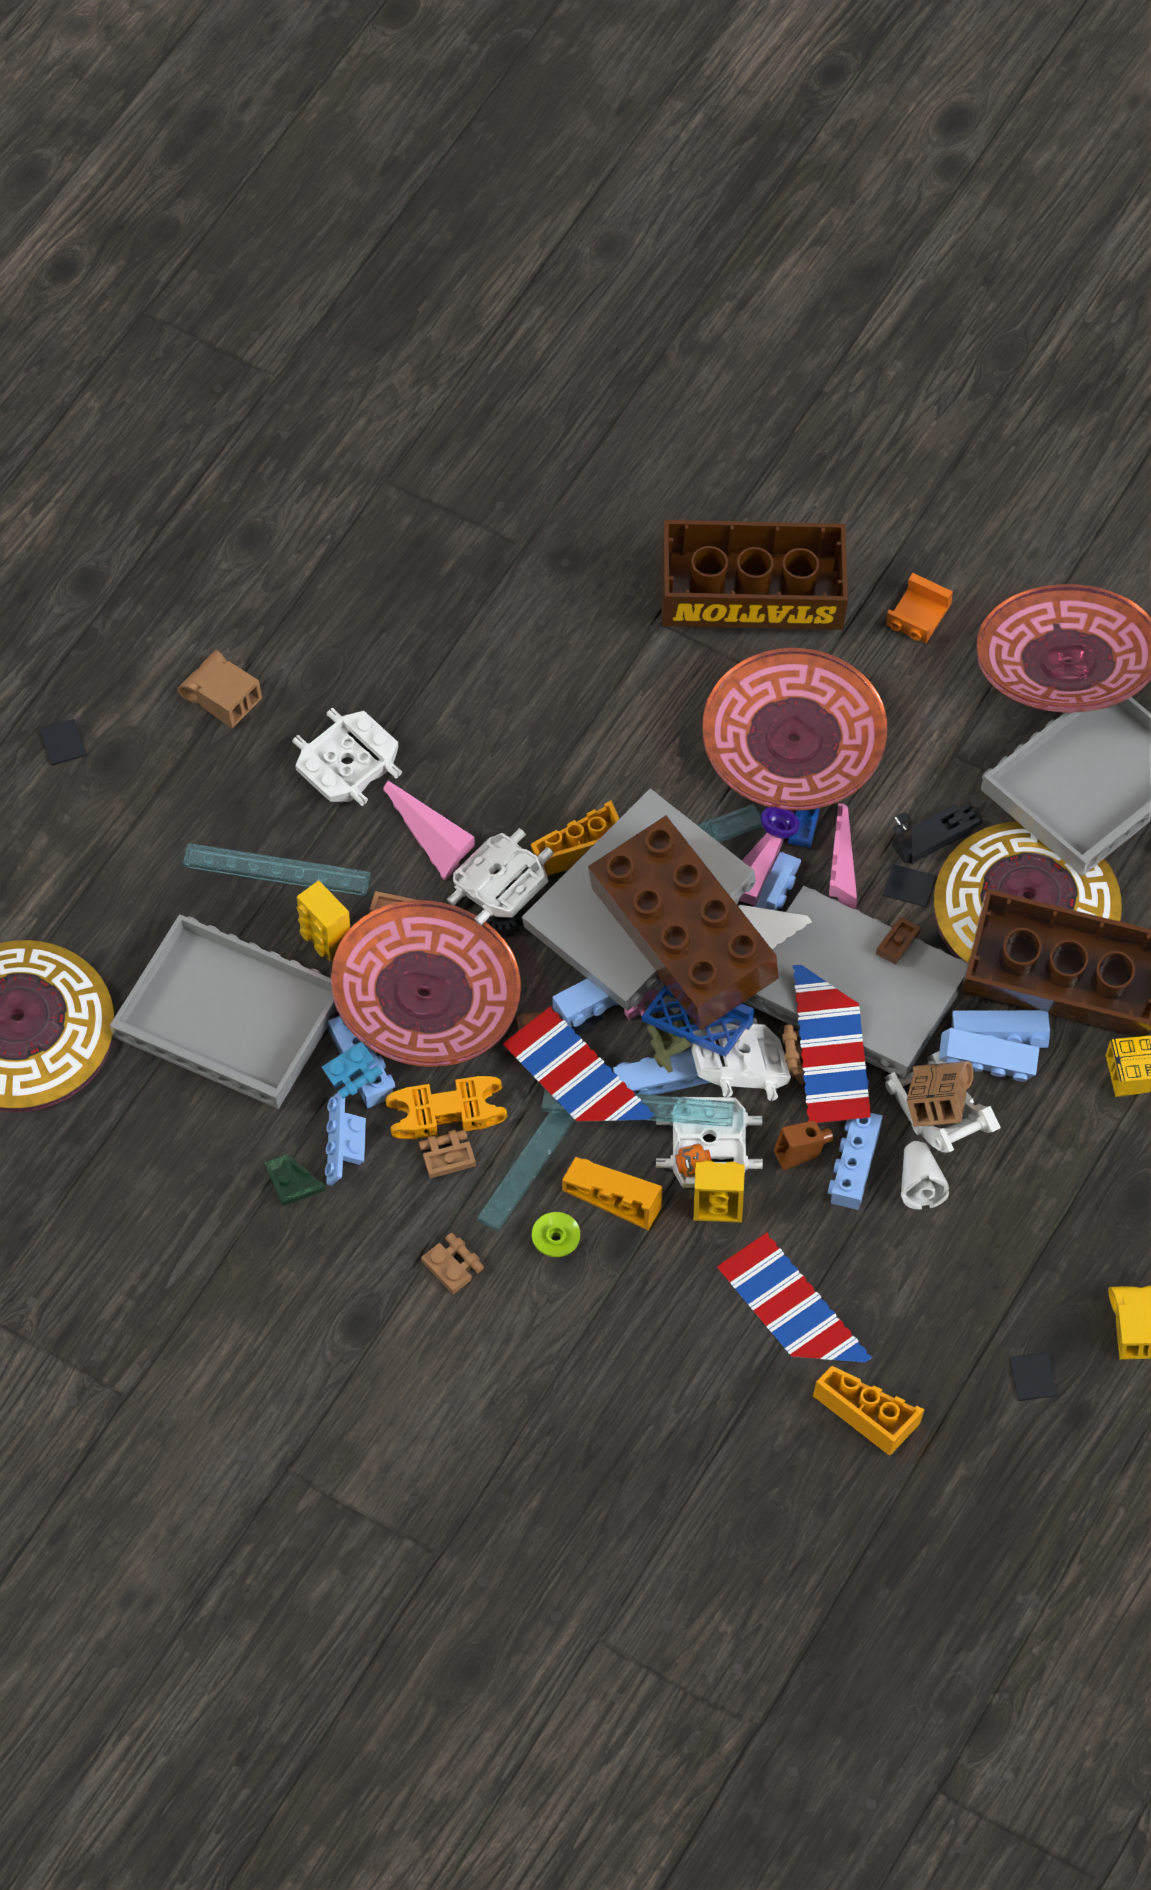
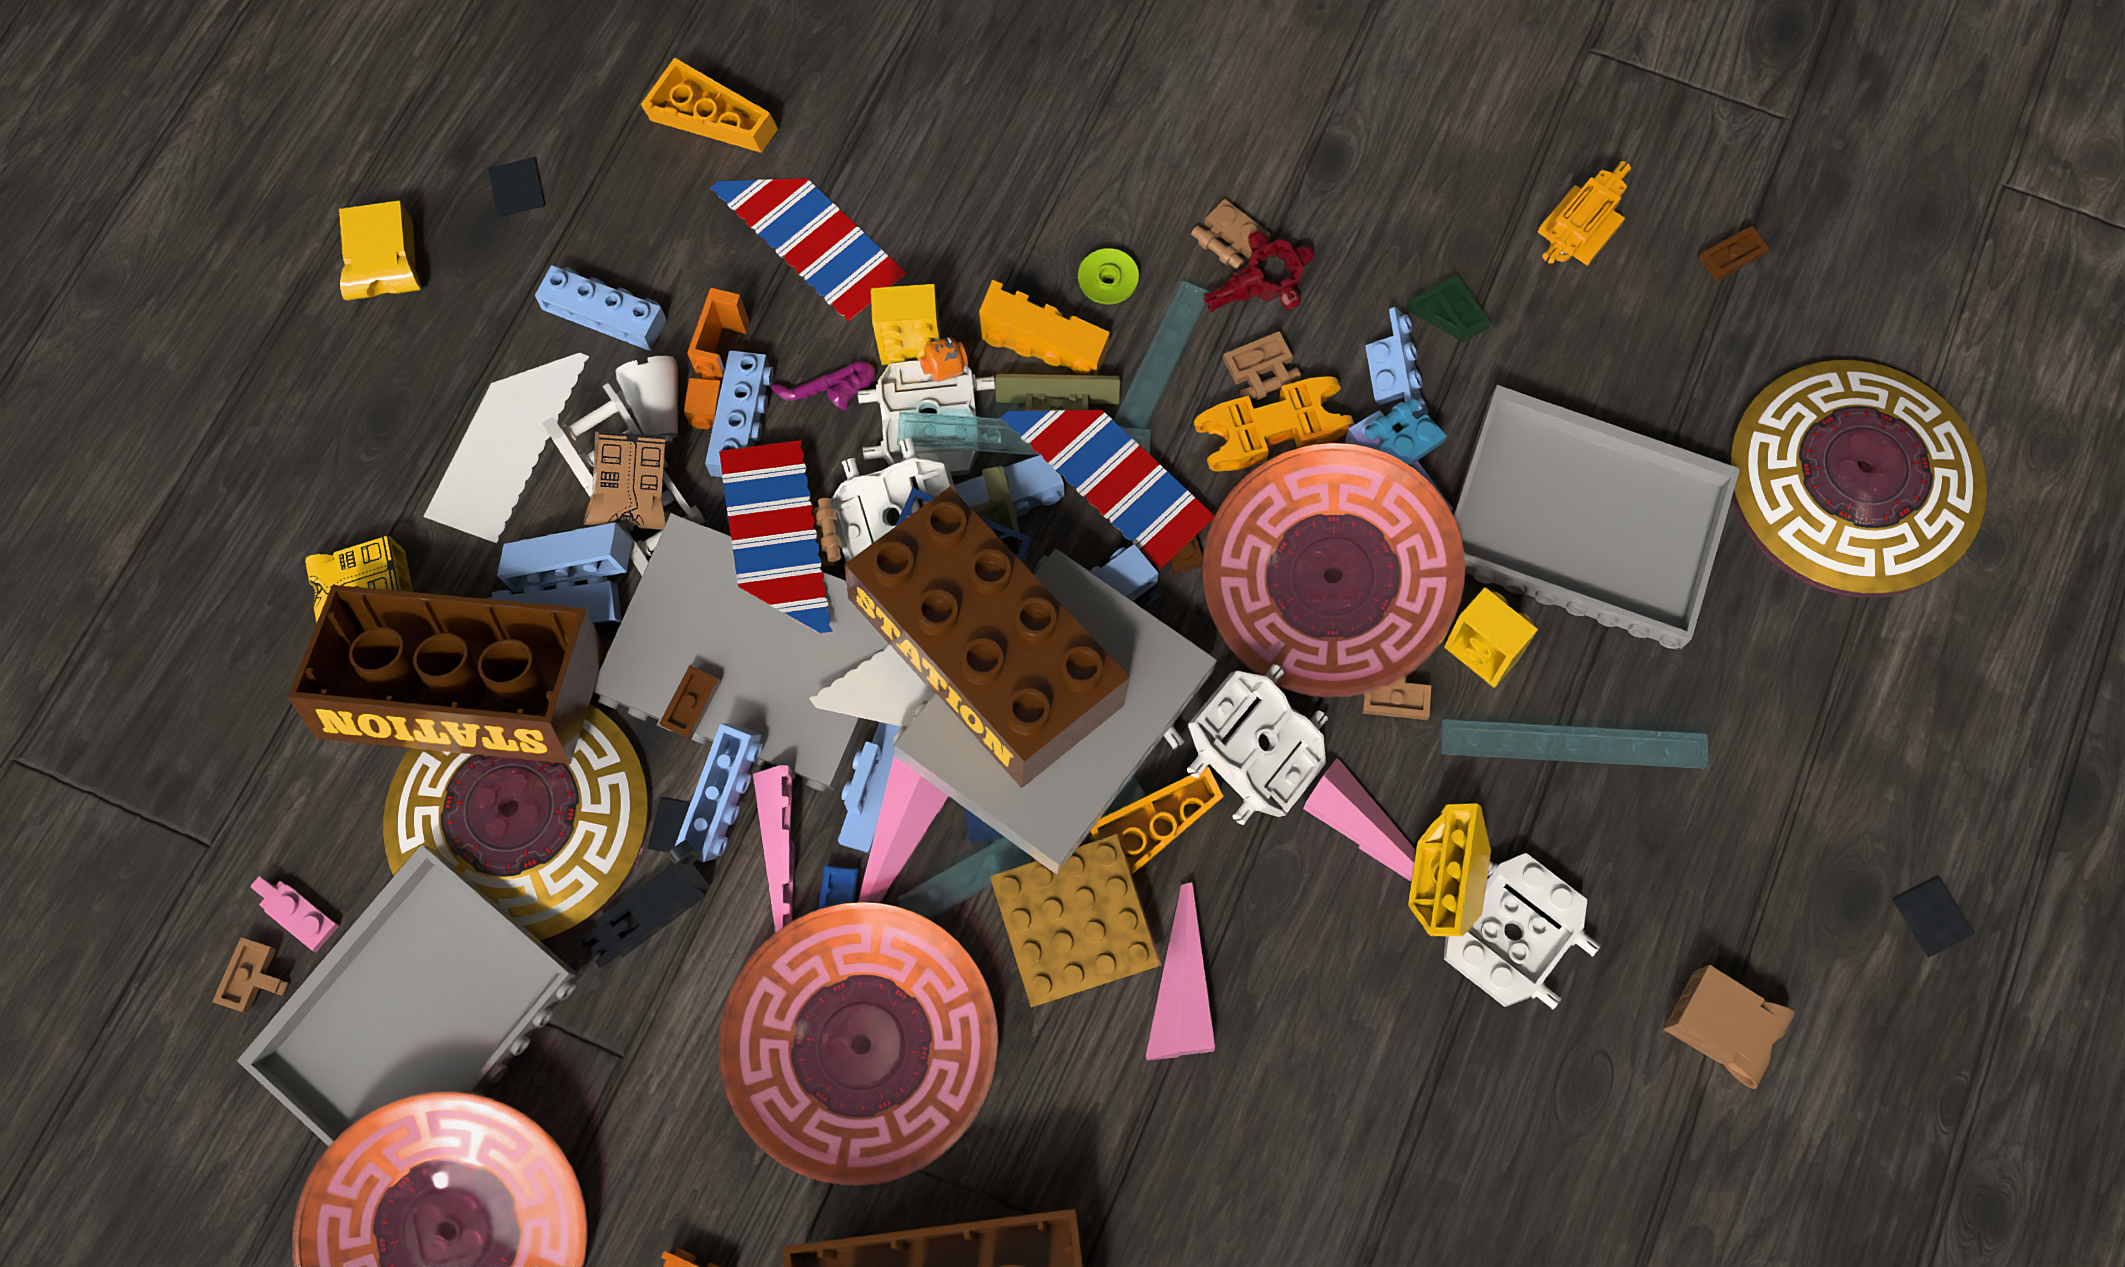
camera: 175 degrees right, 10 degrees up
(59, 1198) = (1734, 253): none -> reddish brown plate
(173, 1232) = (1585, 218): none -> light orange piece
(387, 777) = (1451, 871): none -> yellow wedge
(444, 1215) = (1250, 280): none -> dark red piece
(579, 732) = (1182, 1008): none -> bright pink wedge
(609, 1140) = (1057, 391): none -> olive bracket
(628, 774) = (1075, 924): none -> pearl gold plate
(769, 1178) = (843, 384): none -> magenta piece
(779, 822) = (869, 878): dark purple hat -> none
(800, 1143) = (809, 419): dark orange torso -> none
(859, 1228) = (719, 312): none -> orange panel
(880, 884) = (719, 789): none -> light blue brick
(882, 1171) = (702, 402): none -> orange brick
(962, 1256) = (601, 307): none -> light blue brick
(1040, 1166) = (502, 448): none -> white sticker

